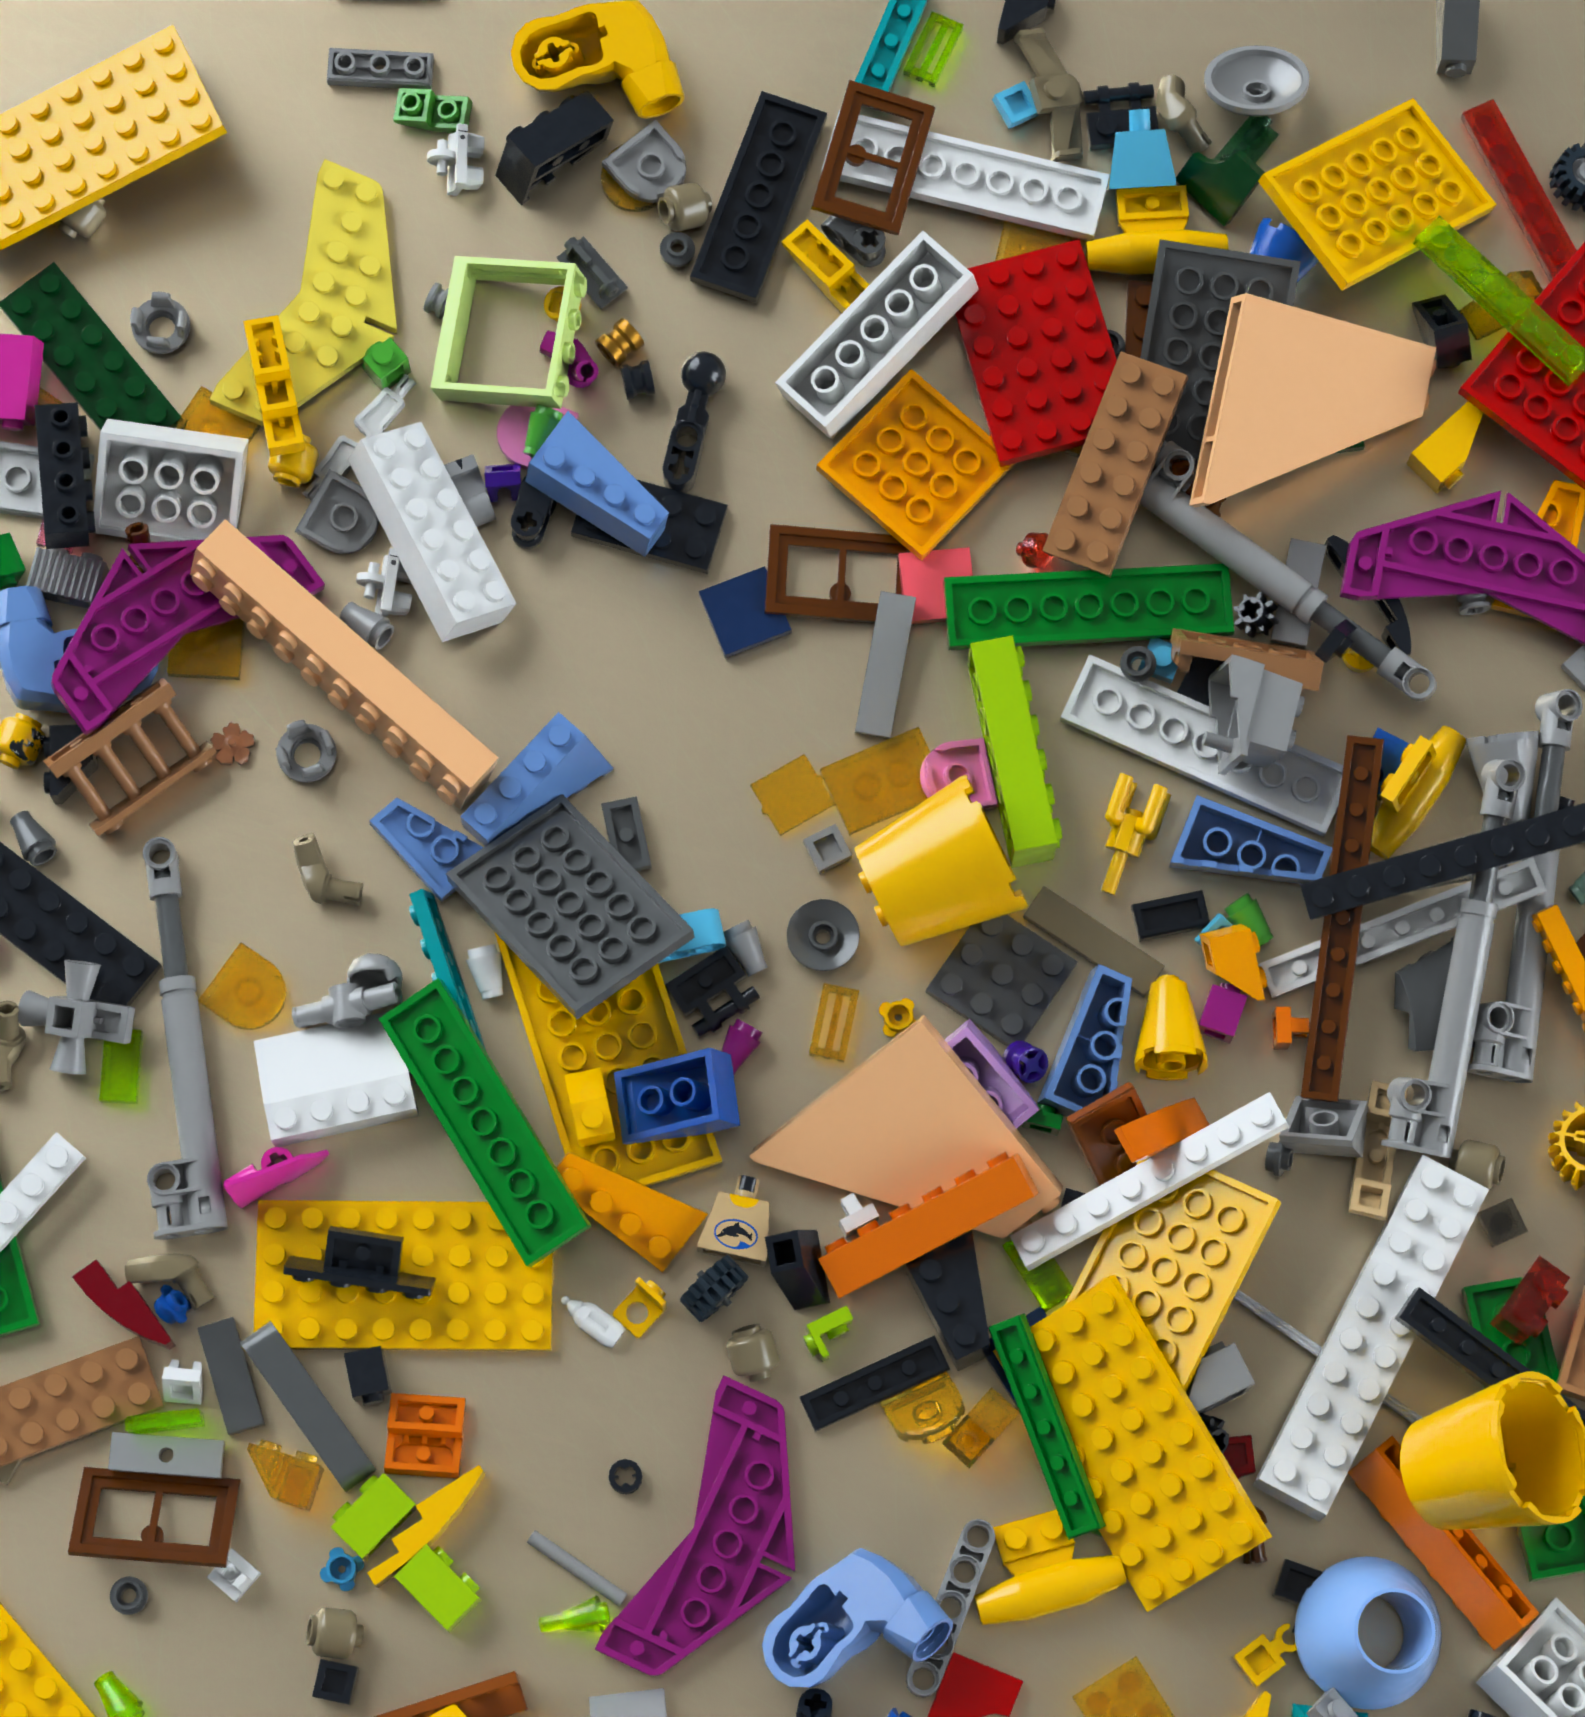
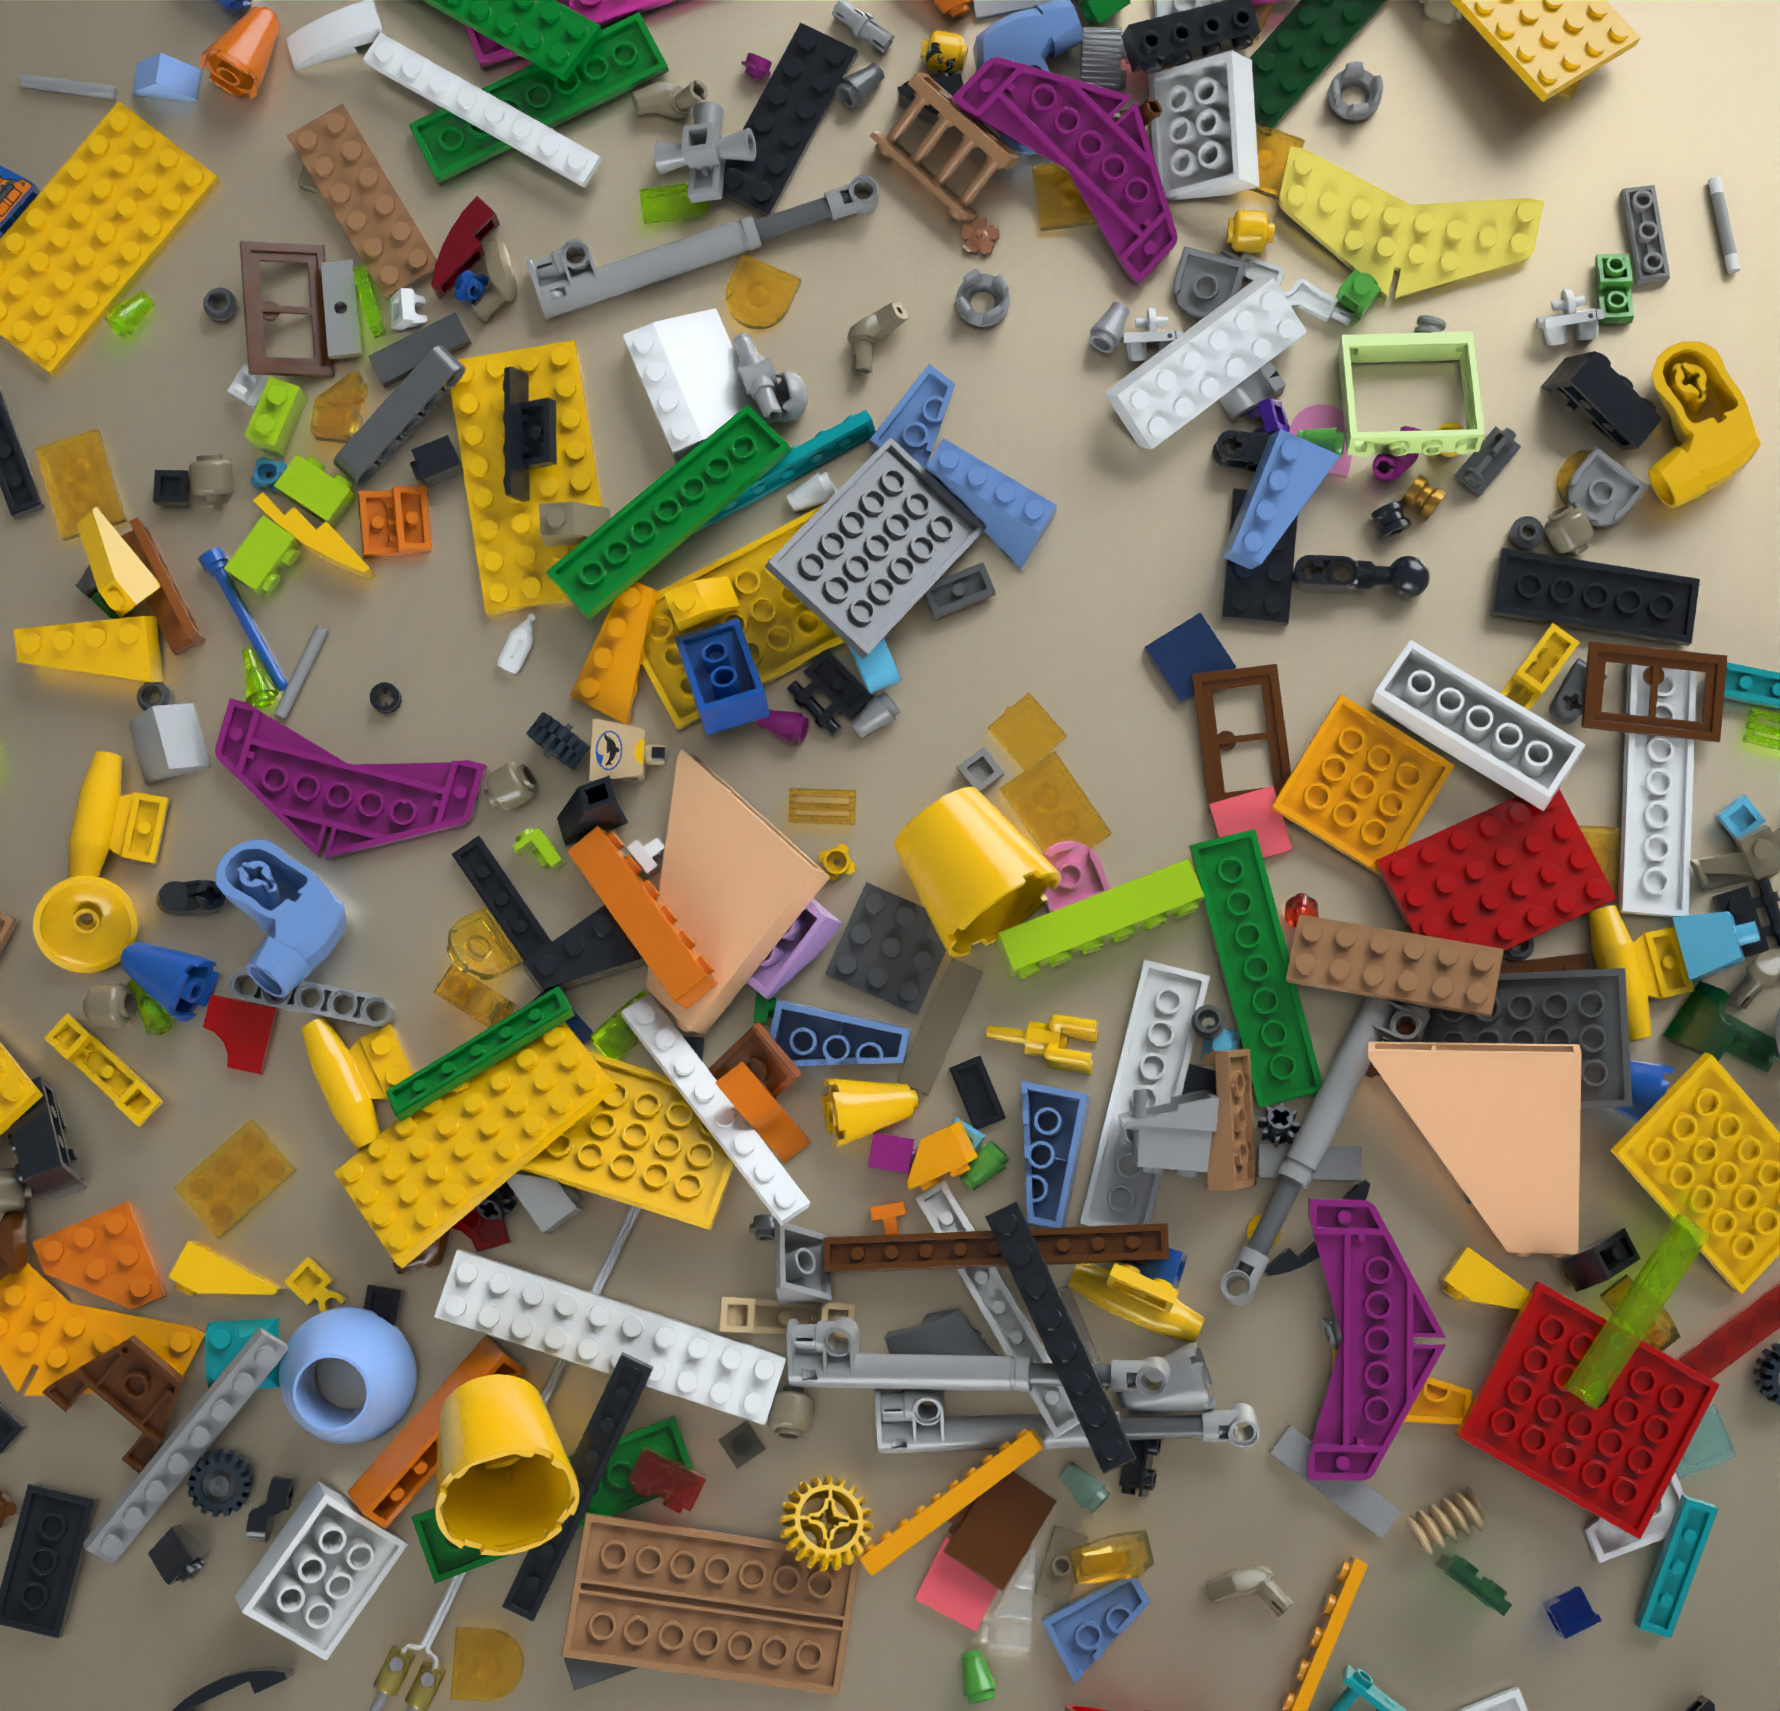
camera: 85 degrees right, 5 degrees up
(252, 1184) = (595, 339): dark pink panel -> none
(274, 385) = (1312, 196): yellow slope -> none
(278, 1547) = (276, 416): none -> lime brick
(342, 665) = (1062, 303): light nougat brick -> none
(436, 1644) = (214, 563): none -> blue piece
(473, 1231) = (570, 522): none -> dark tan slope
(648, 1294) = (545, 690): yellow bracket -> none
(826, 917) = (893, 764): dark grey dish -> none
(885, 665) = (1163, 791): light grey tile -> none
(1034, 1061) = (805, 982): dark purple wheel -> none
(1337, 642) = (1260, 1201): black plate -> none

